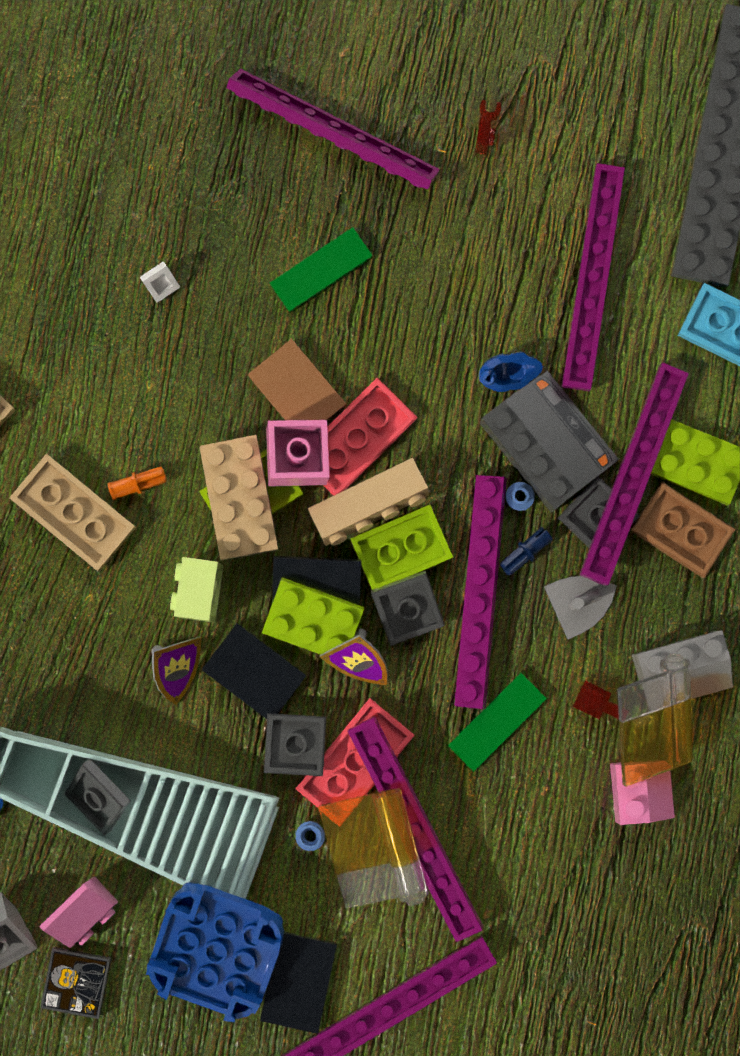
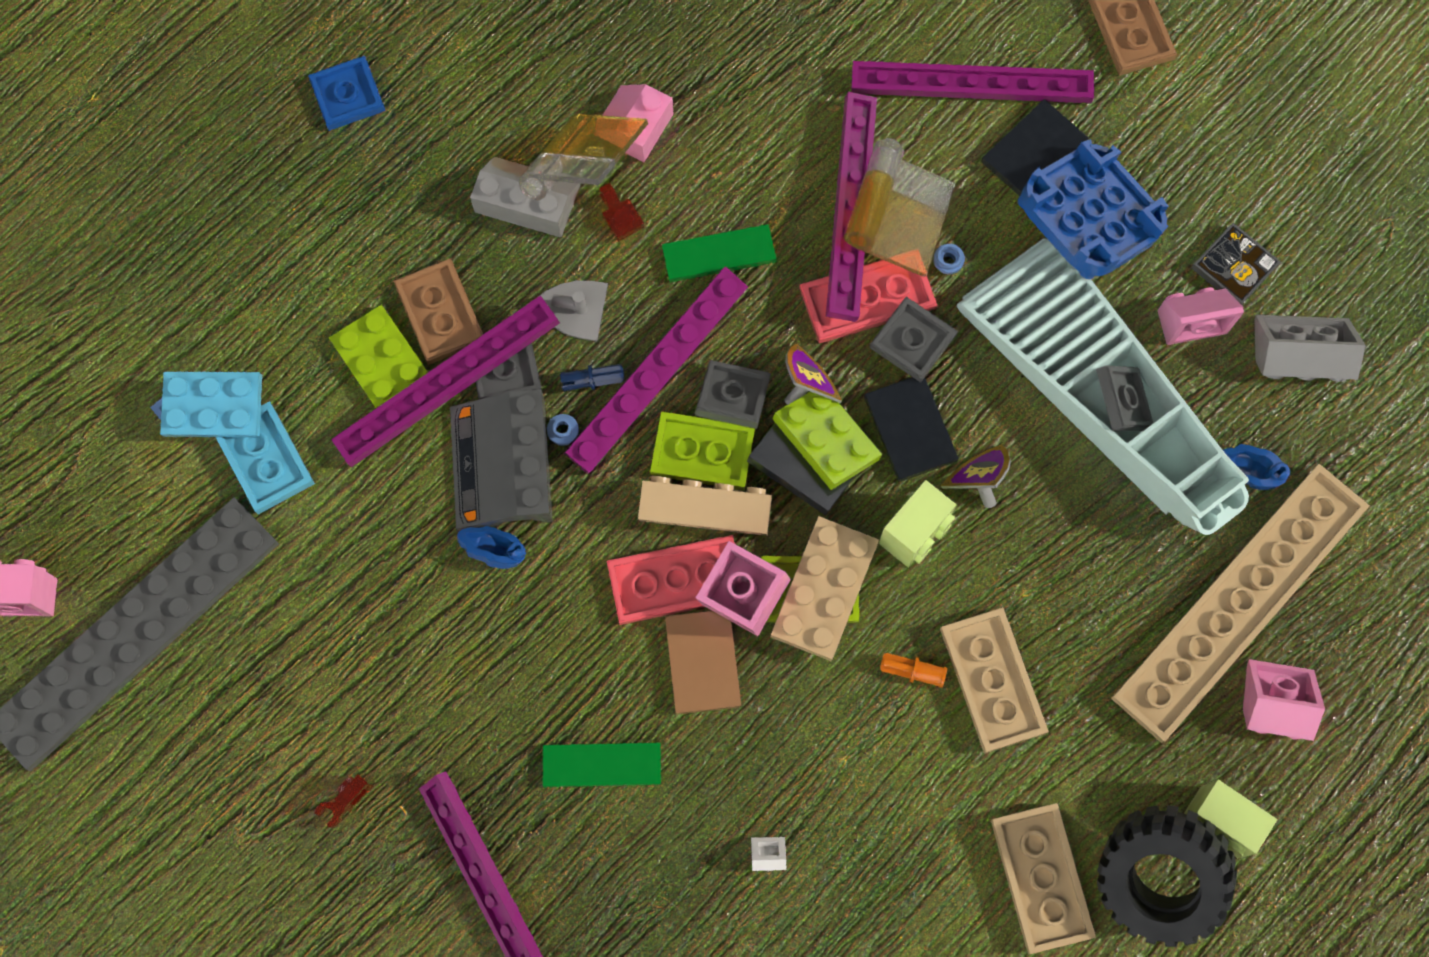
camera: 150 degrees left, 10 degrees down
(593, 277) = (349, 587): magenta plate -> none

